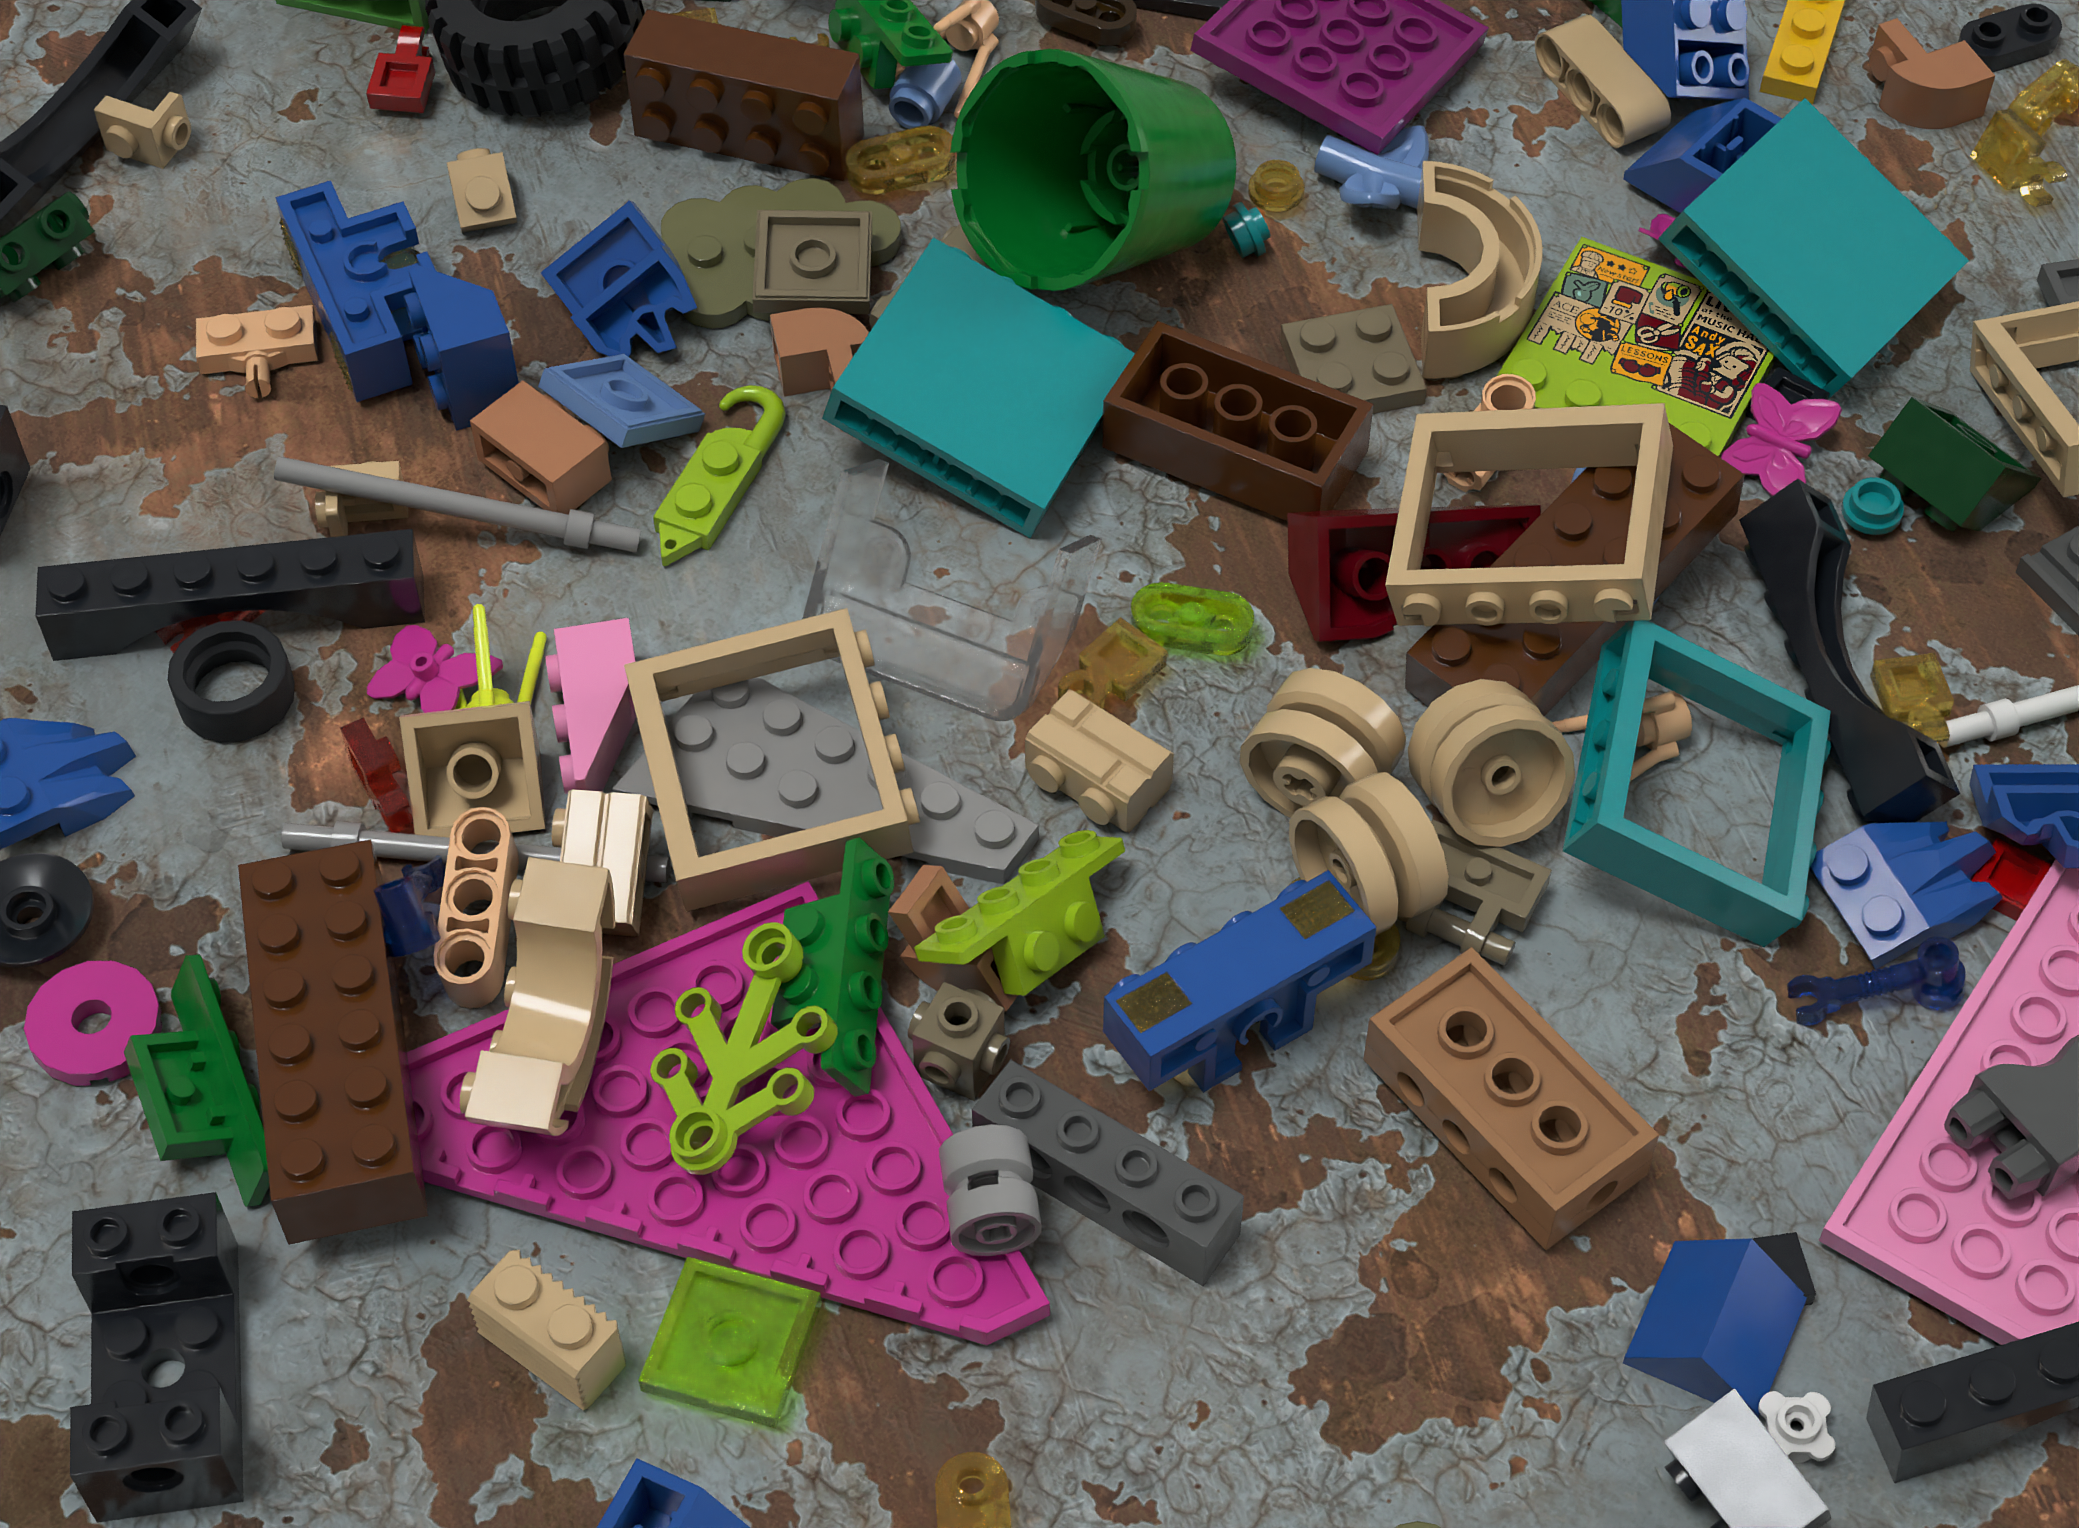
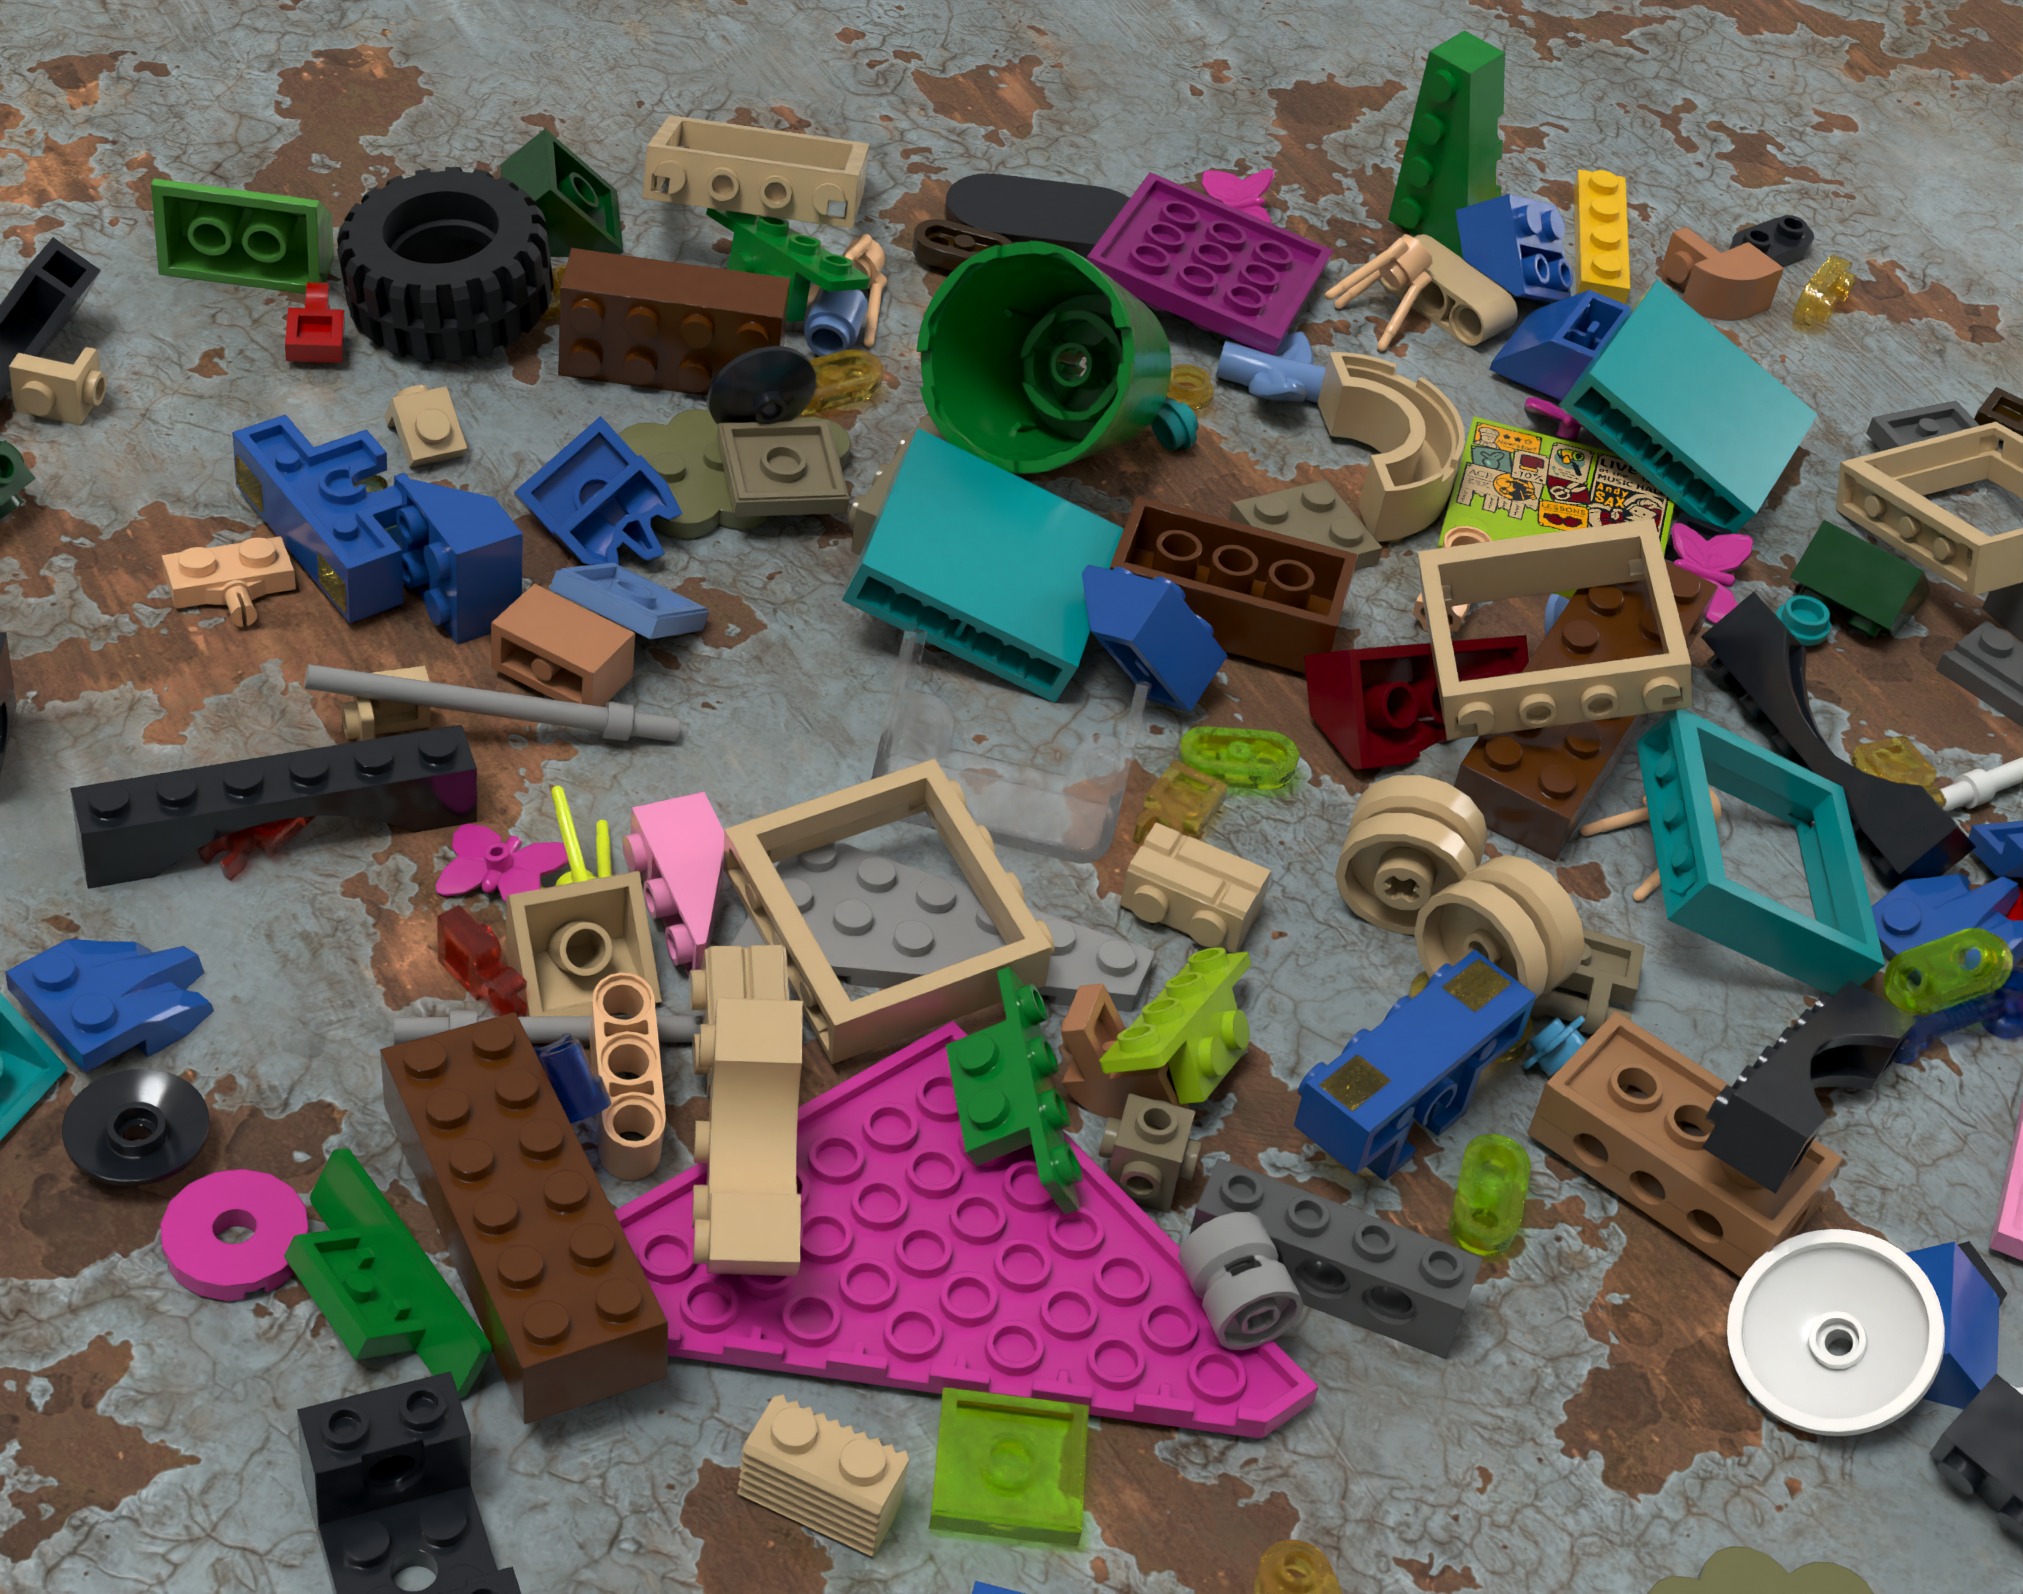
camera: 20 degrees left, 10 degrees down
(215, 647) = (301, 924): black tyre -> none
(716, 477) = (736, 668): lime plate -> none
(741, 1058) = (954, 1184): lime plant -> none
(804, 175) = (762, 387): none -> black dish
(813, 347) = (808, 549): nougat brick -> none
(1125, 480) = (1152, 634): none -> blue slope
(1293, 1126) = (1489, 1194): none -> clear neon green plate
(1417, 966) = (1555, 1045): none -> dark azure plate
(1491, 763) = (1584, 839): tan wheel -> none
(1545, 53) = (1399, 265): none -> light nougat plant
(1564, 1293) = (1826, 1290): none -> white dish
(1565, 1091) = (1772, 1108): none -> black arch
(1866, 936) = (1944, 971): none -> clear neon green plate
(2011, 155) = (1814, 333): clear yellow plate -> none

